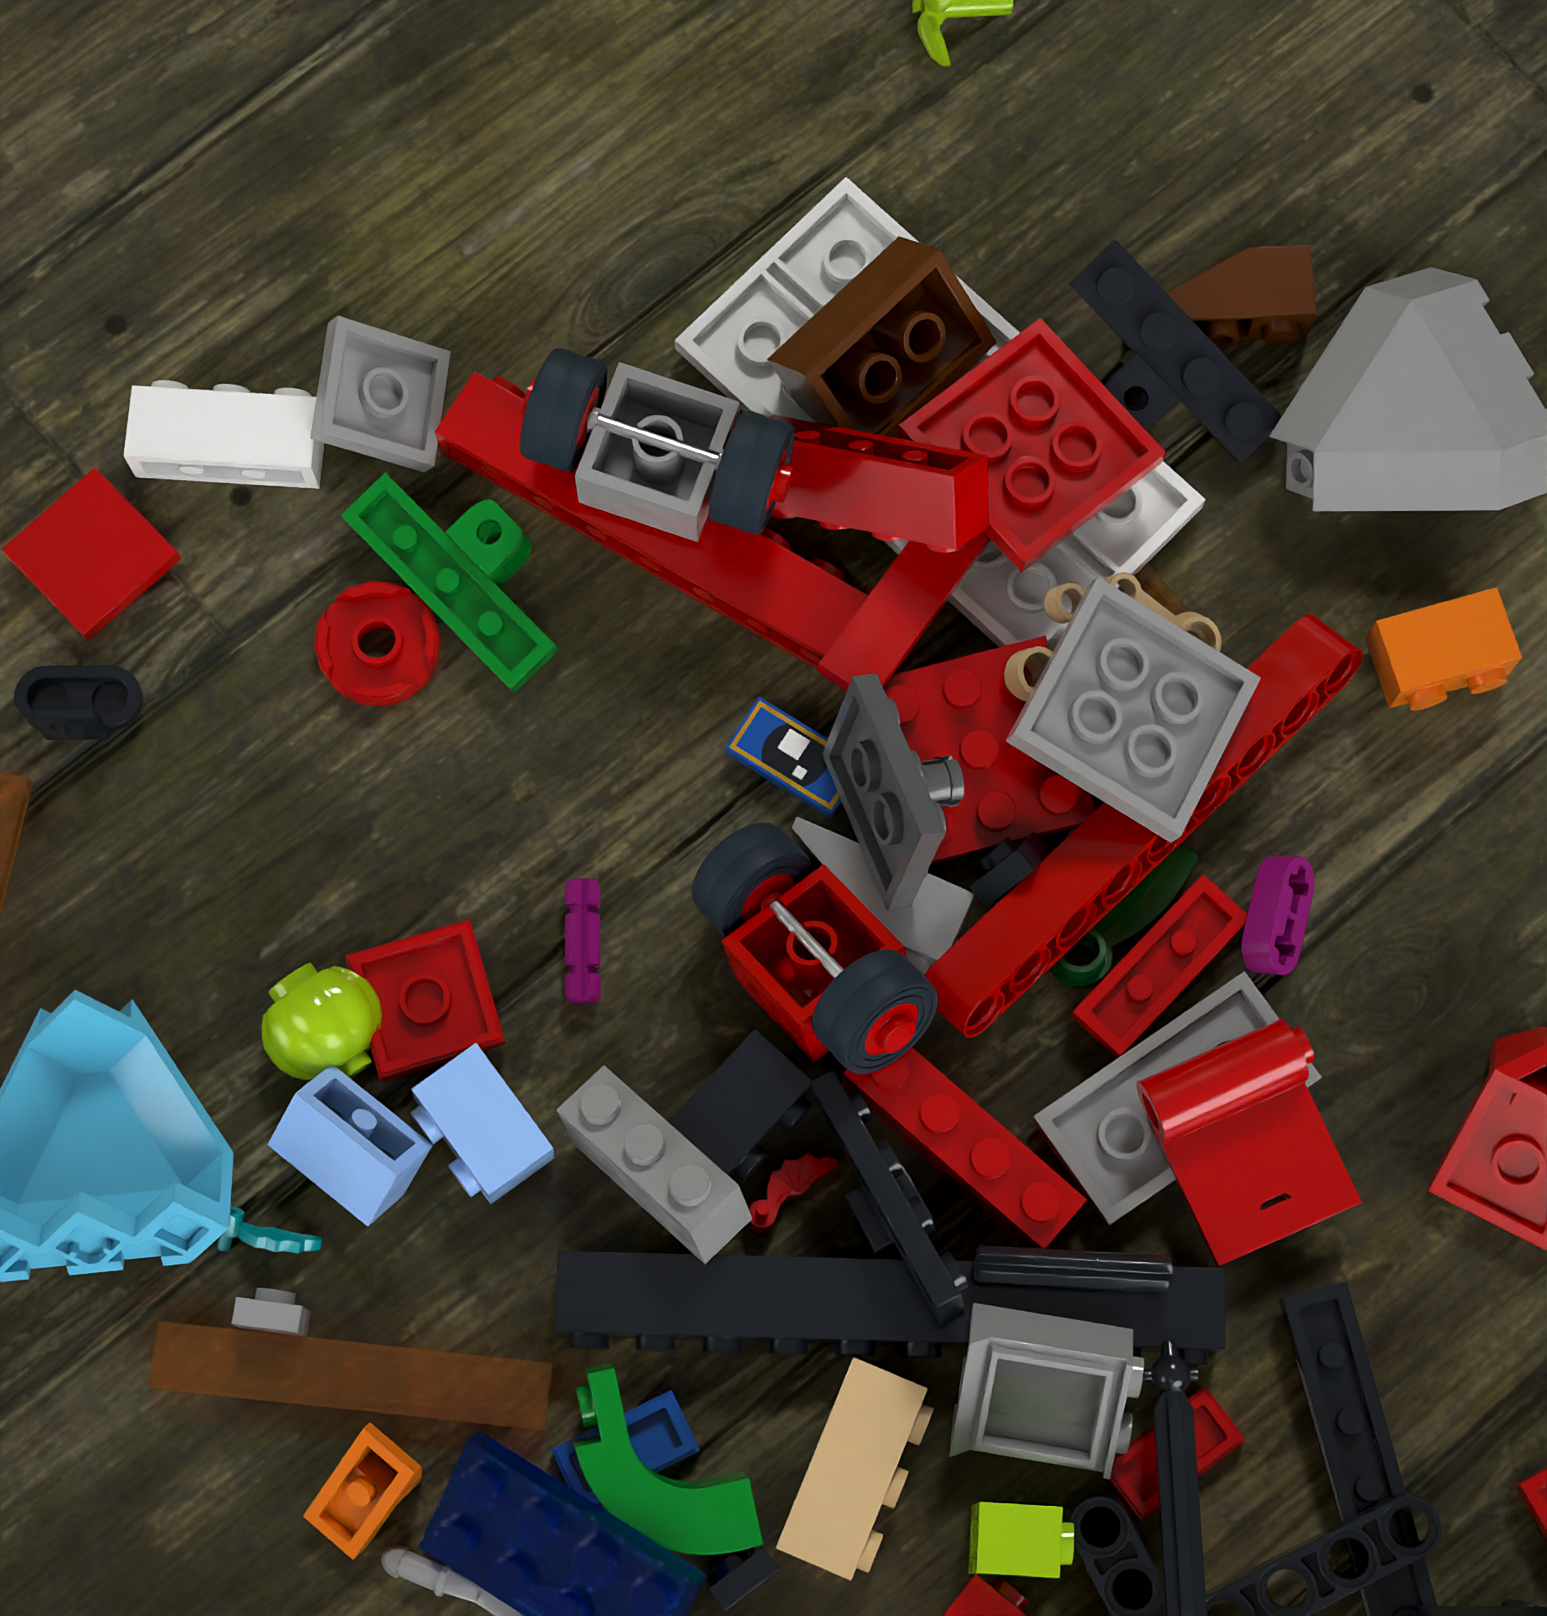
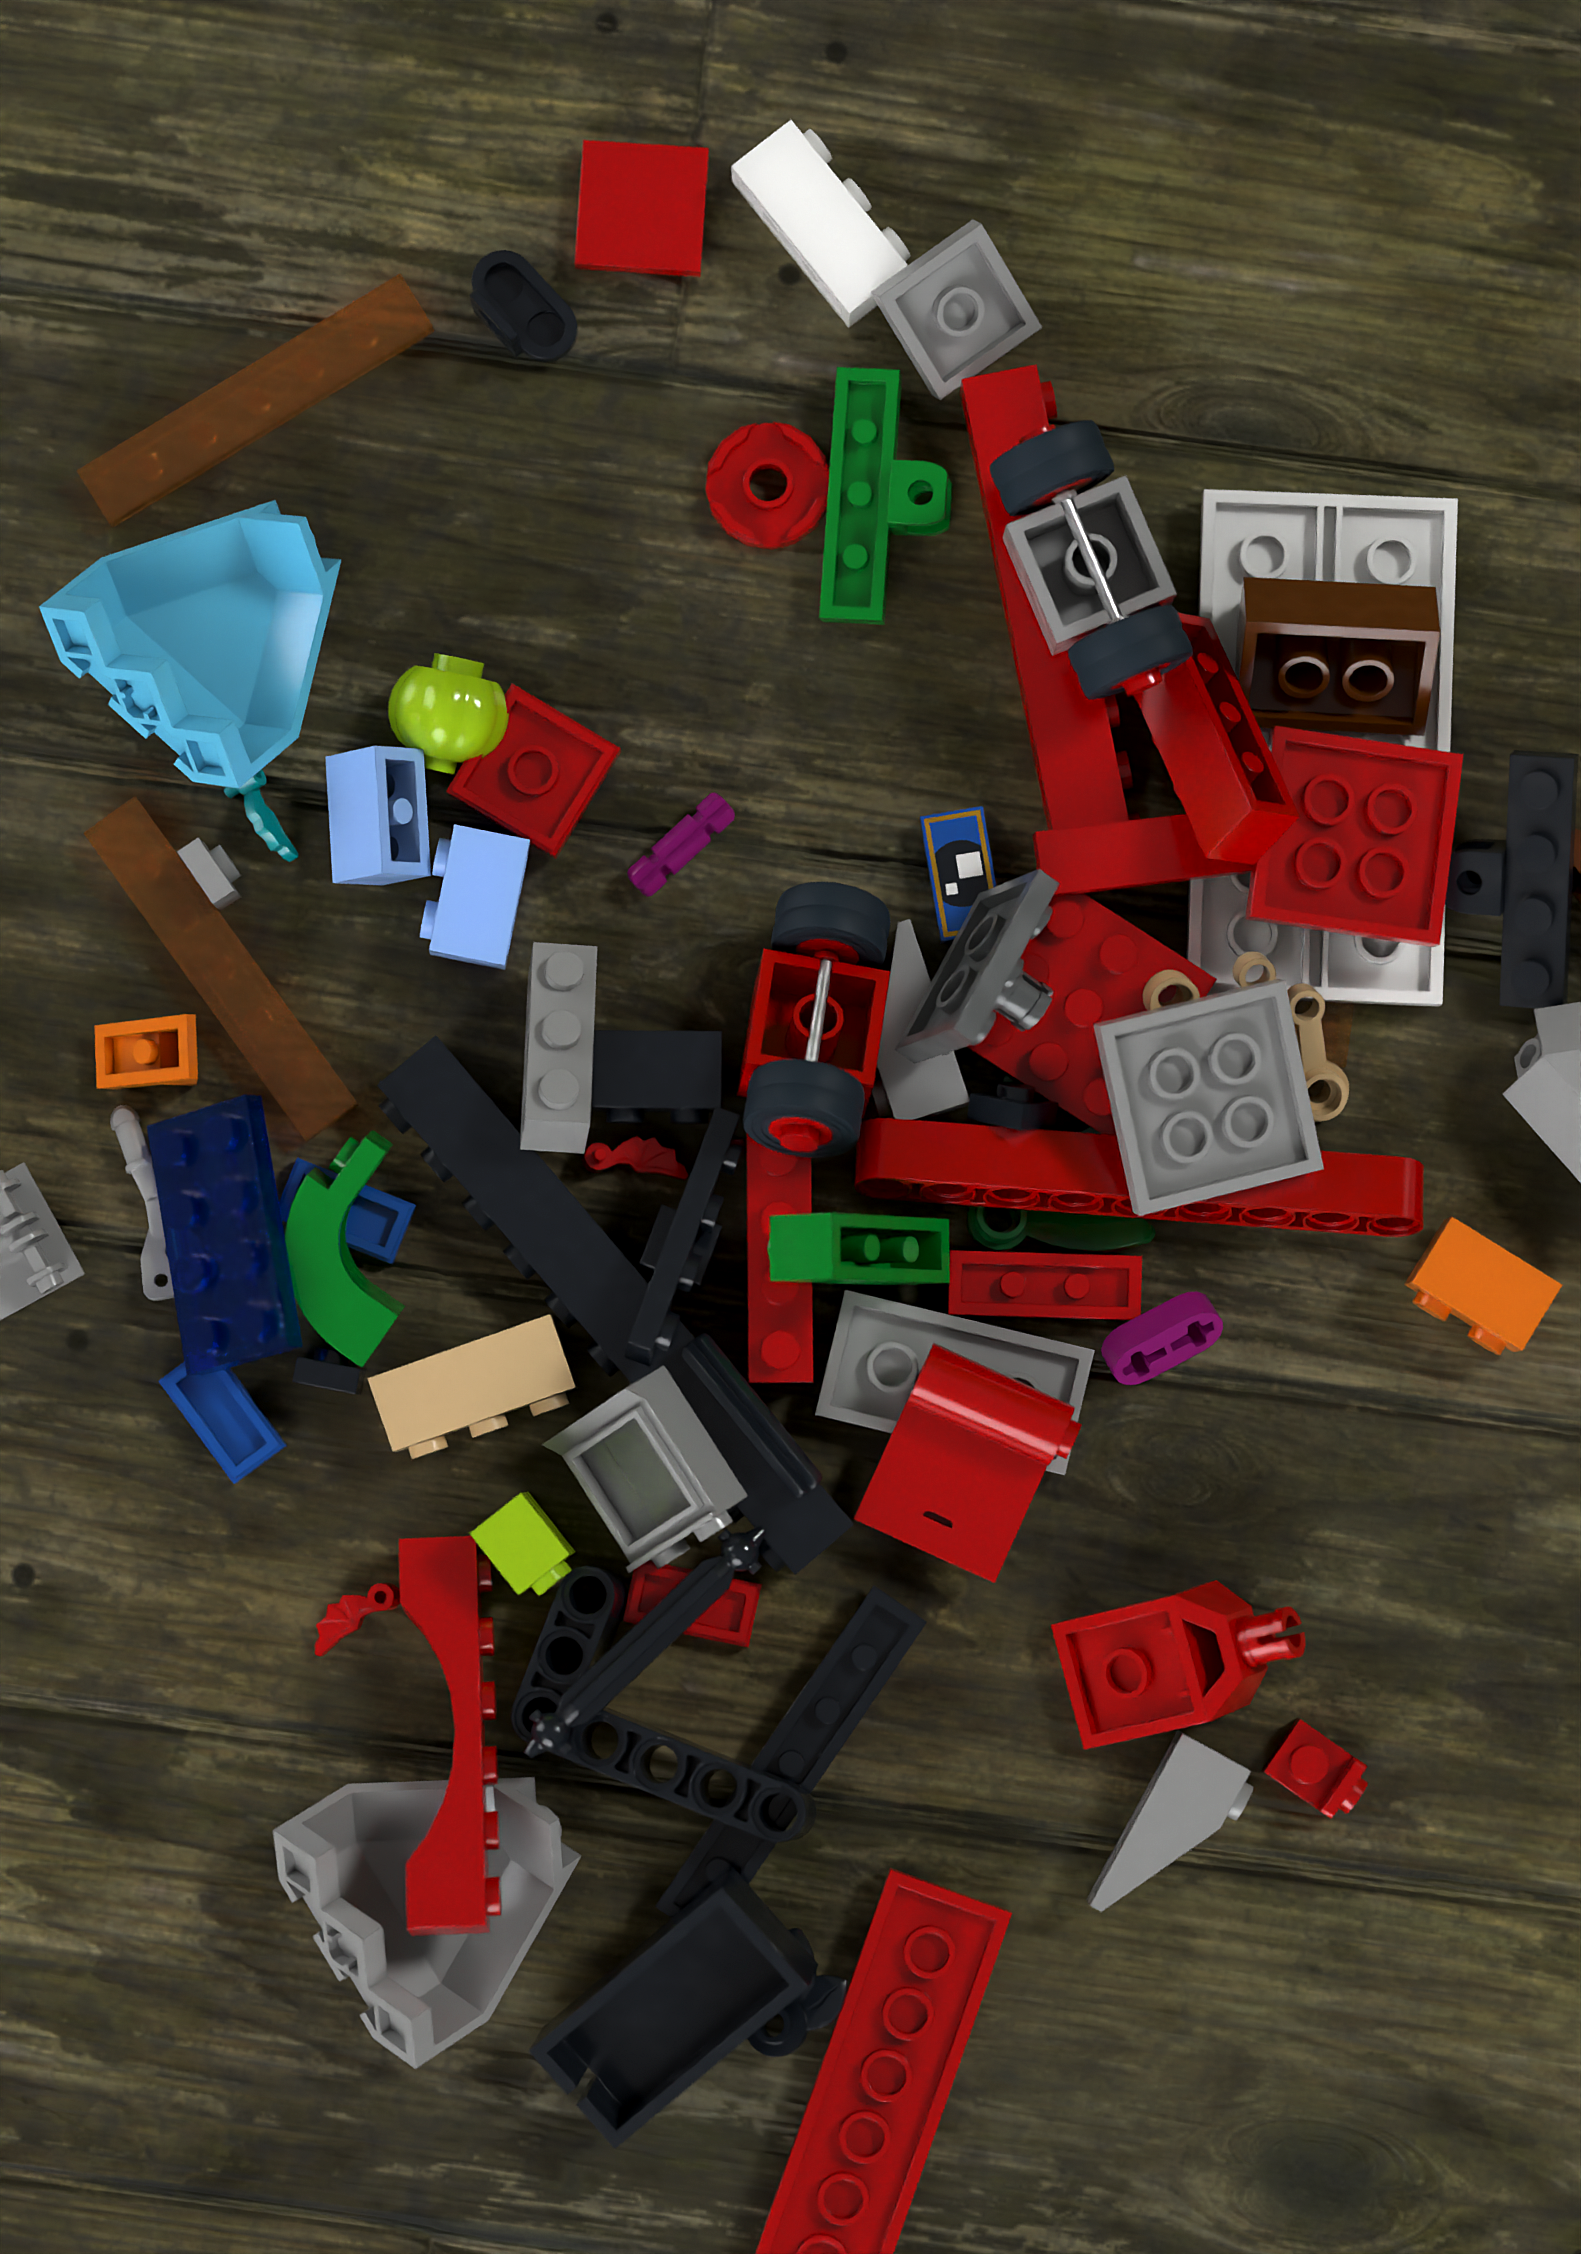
camera: 50 degrees right, 10 degrees up
(1016, 1072) = (859, 1249): none -> green brick

